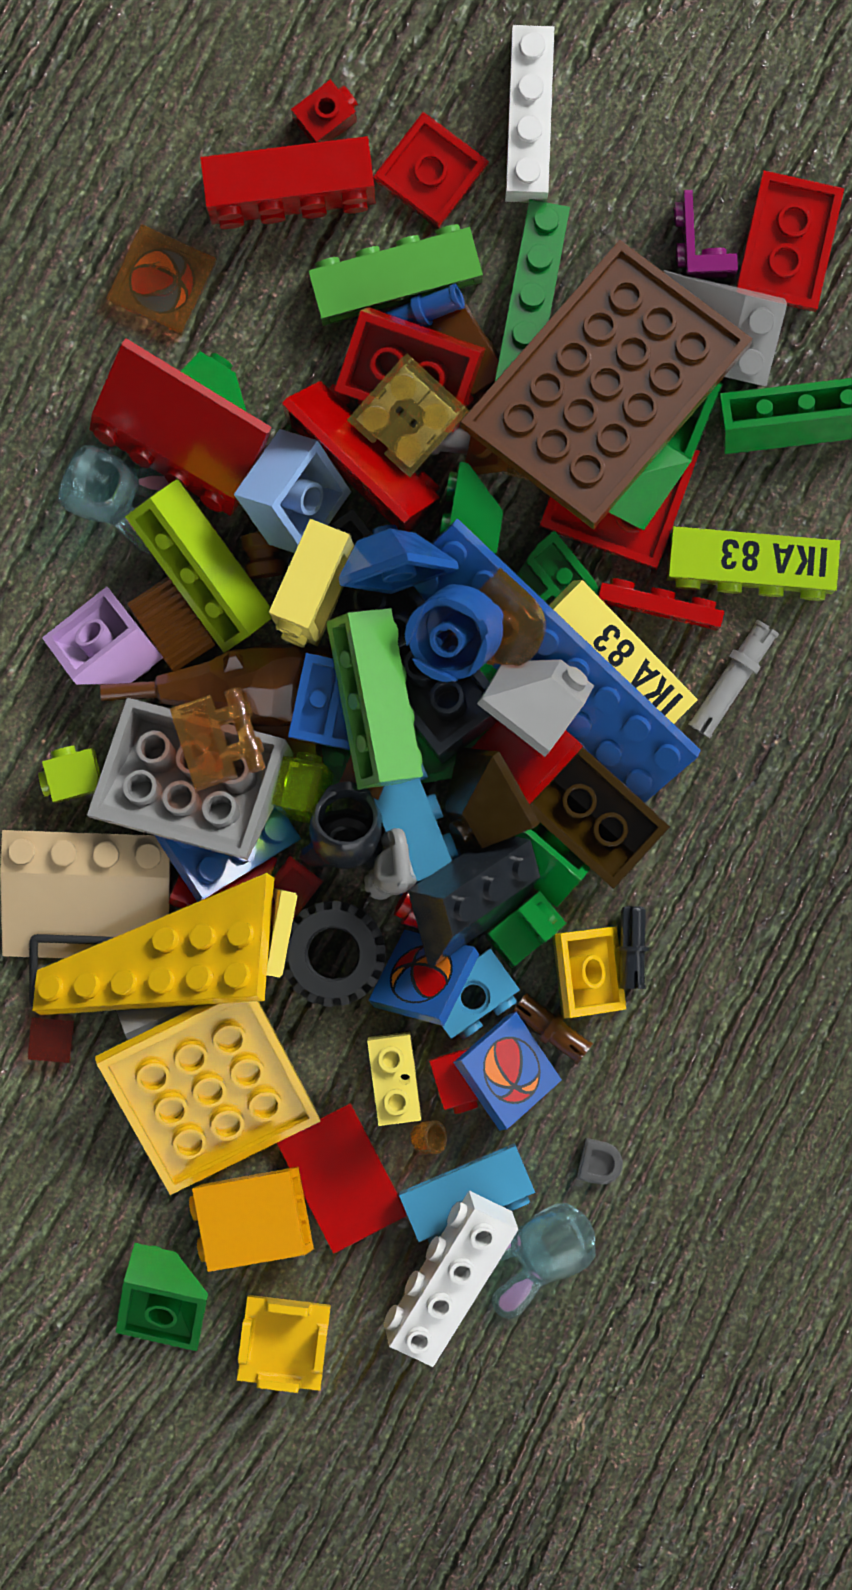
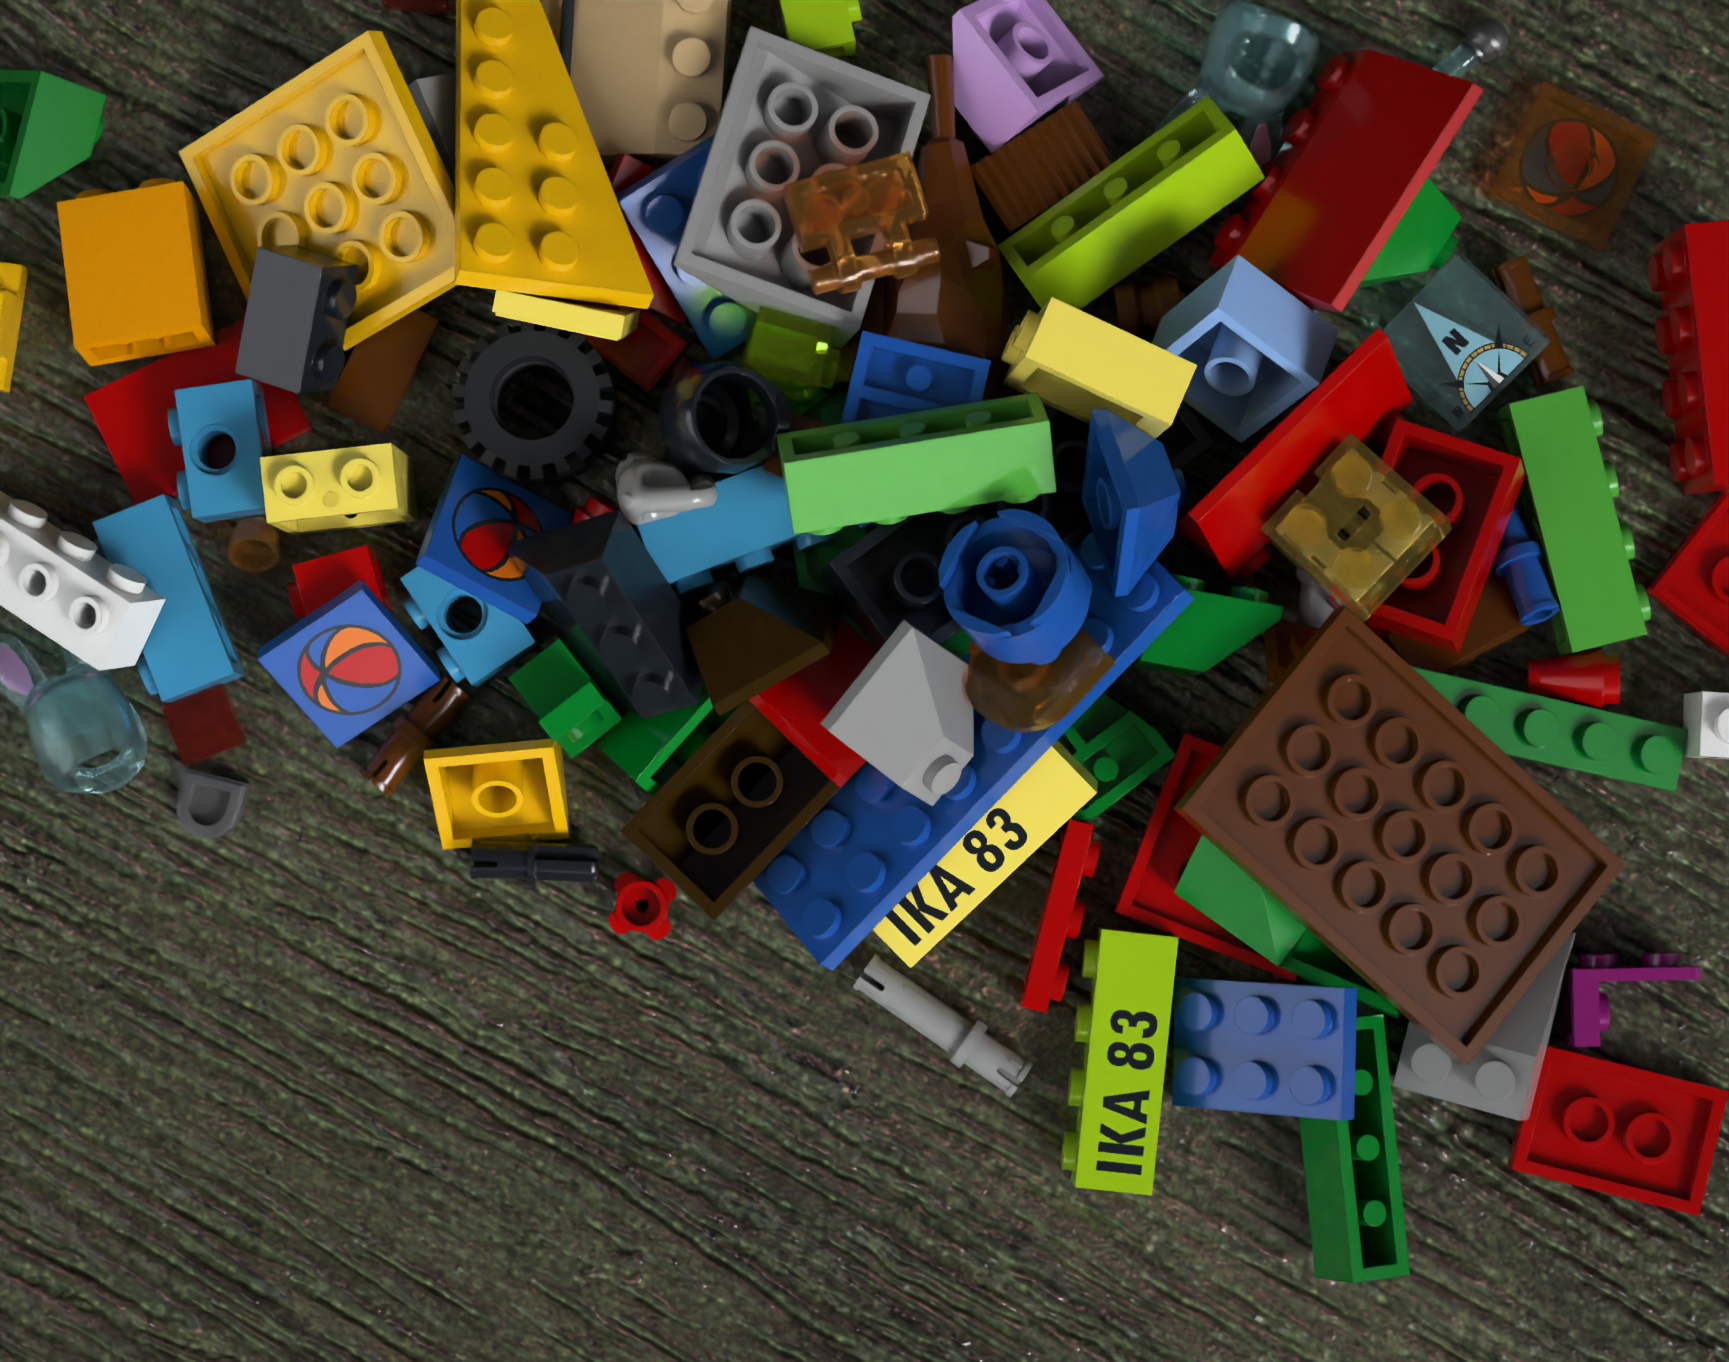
camera: 90 degrees right, 0 degrees up
(81, 338) = (1483, 42): none -> flat silver piece
(265, 304) = (1518, 284): none -> reddish brown pin
(280, 350) = (1462, 341): none -> clear light blue tile
(283, 1108) = (296, 318): none -> black brick
(314, 1057) = (383, 371): none -> reddish brown tile
(343, 1152) = (199, 419): none -> dark azure brick
(498, 270) = (1578, 678): none -> red cone
(548, 1168) = (204, 724): none -> clear red tile
(667, 886) = (628, 917): none -> red plate
(743, 469) = (1265, 1047): none -> blue plate

